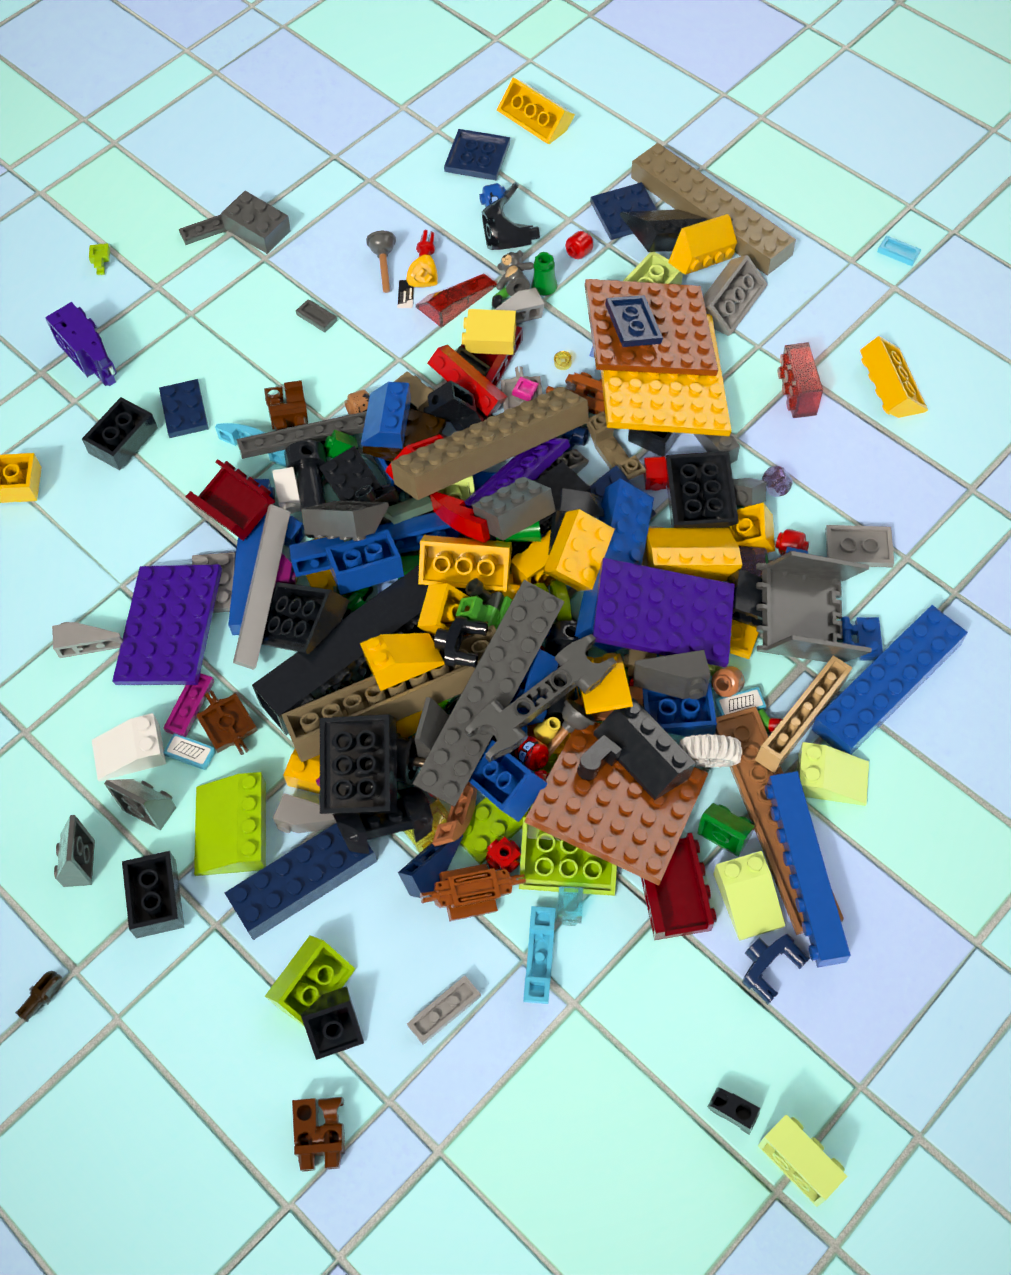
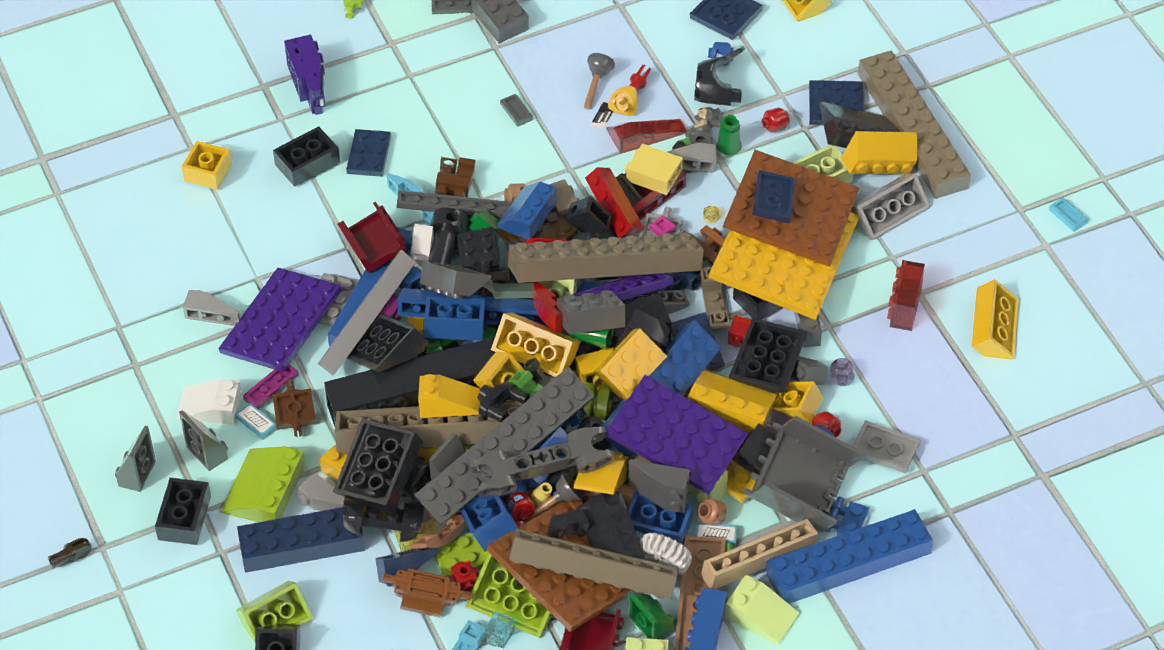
camera: 20 degrees right, 10 degrees down
(649, 797) = (593, 564): none -> dark tan brick

